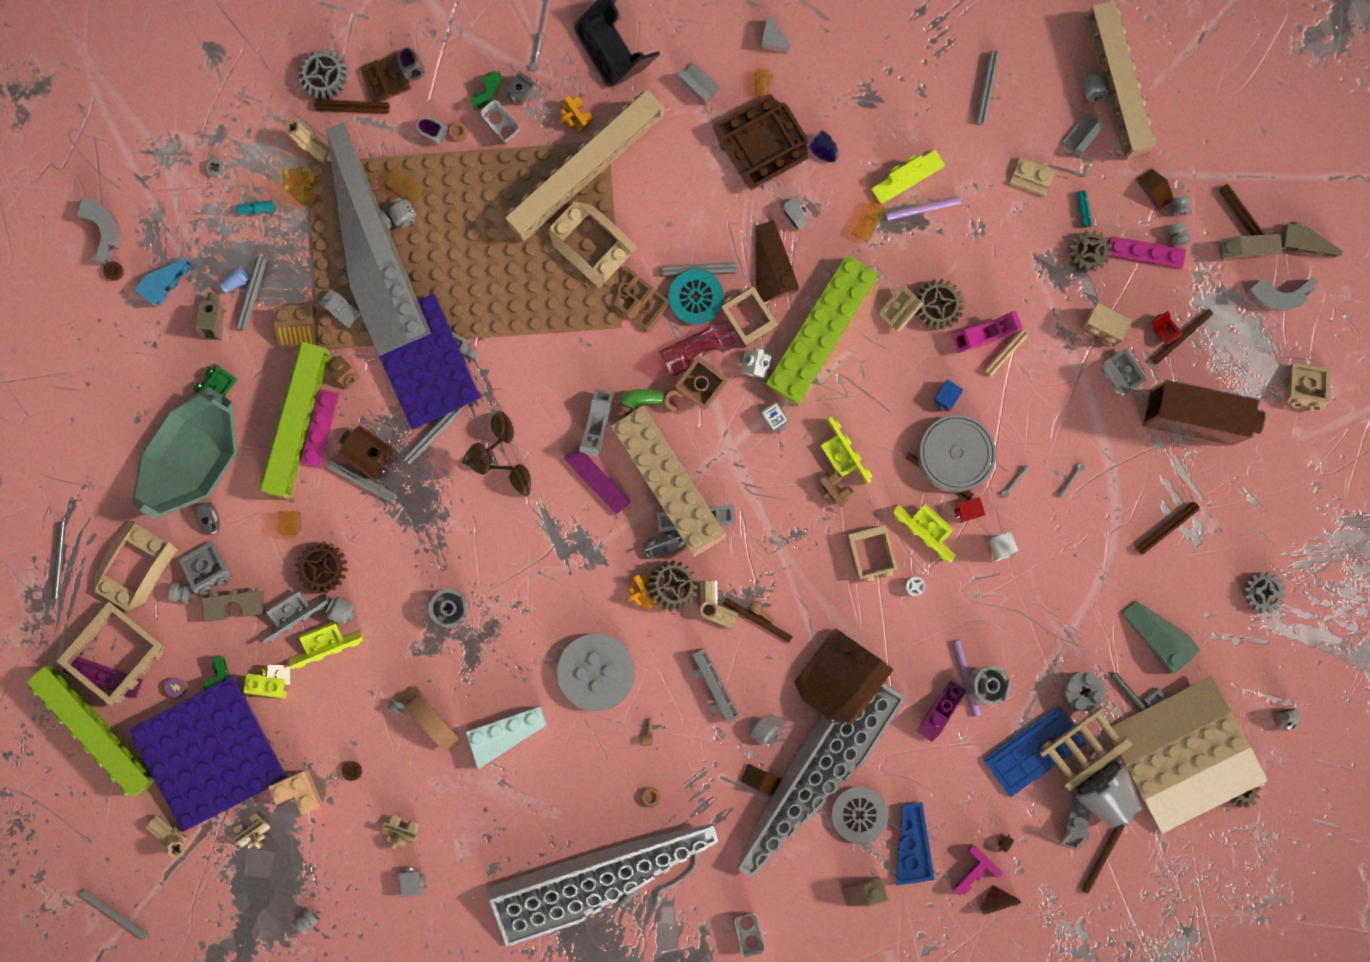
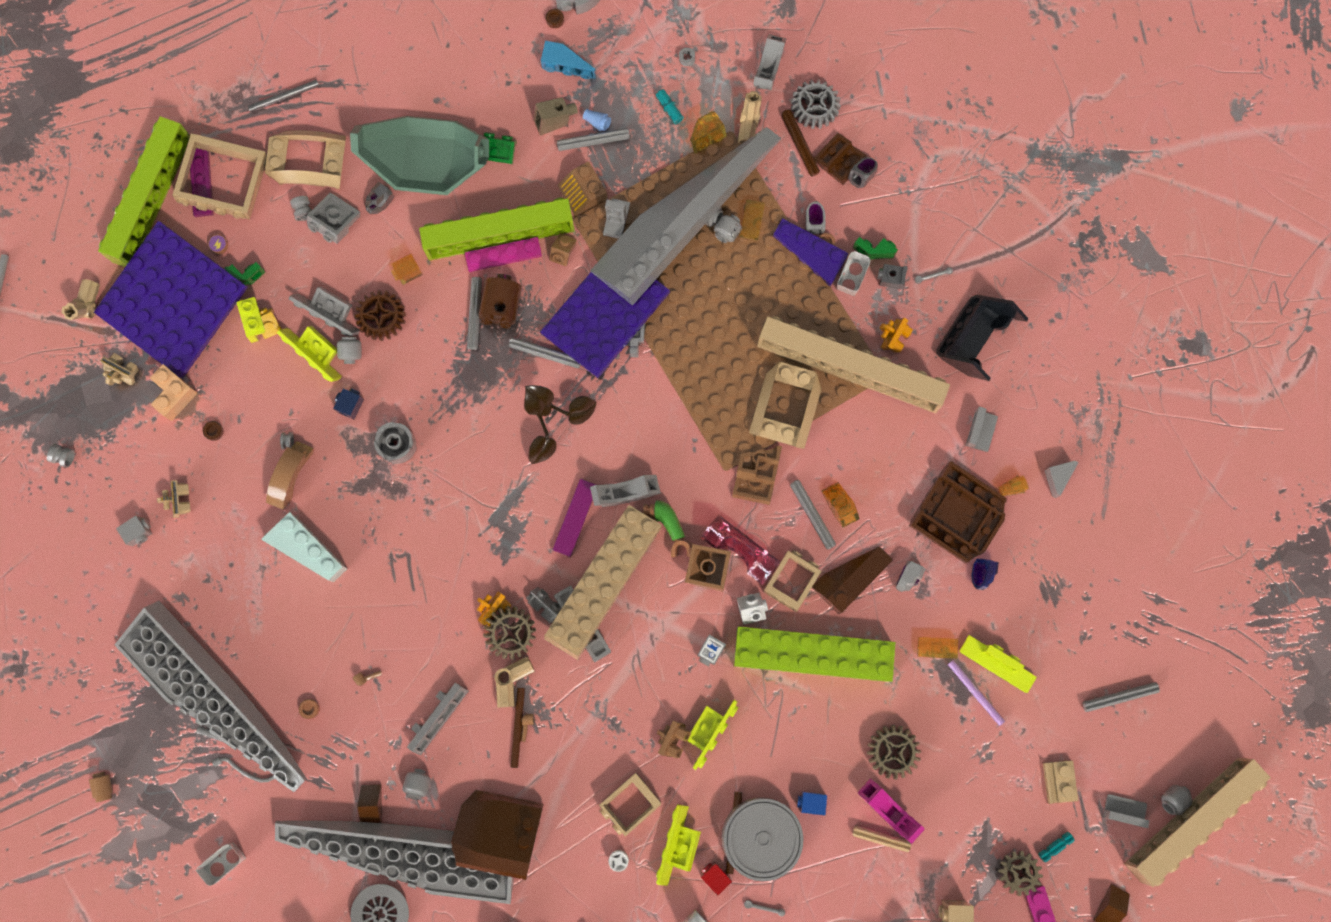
camera: 65 degrees right, 5 degrees down
(216, 606) = (304, 244): dark tan arch -> none
(262, 95) = (769, 62): none -> light grey arch
(389, 634) = (348, 403): none -> dark blue brick
(468, 143) = (811, 250): none -> dark purple wing
(595, 672) = (399, 602): light grey brick -> none
(700, 276) = (802, 510): teal piece -> none
(703, 240) = (841, 504): none -> clear yellow slope
(900, 308) = (871, 717): tan plate -> none

